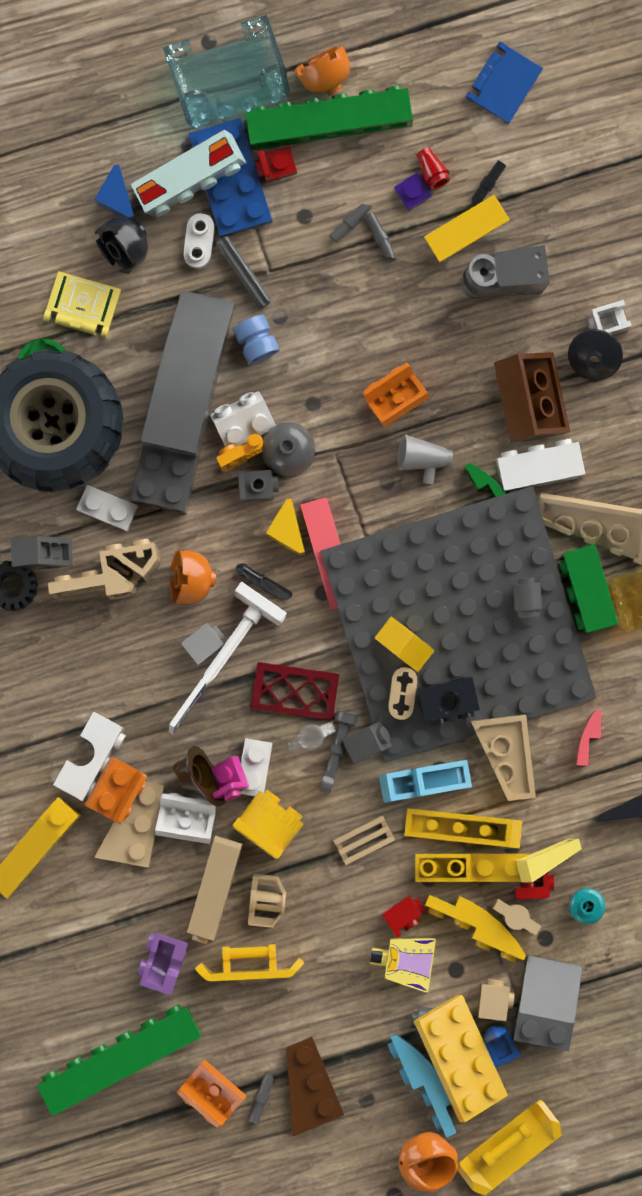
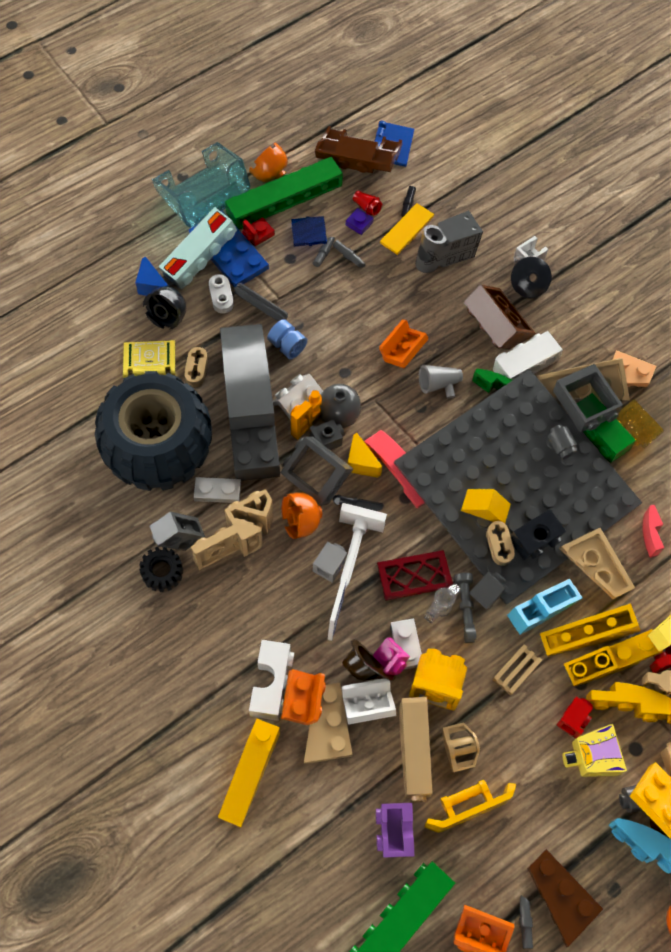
camera: 30 degrees left, 20 degrees down
(140, 339) = (191, 366): none -> tan beam
(243, 520) = (334, 482): none -> dark grey window
(341, 186) = (309, 231): none -> clear blue piece
(437, 87) = (358, 153): none -> reddish brown bracket
(580, 526) = (581, 378): none -> dark grey window

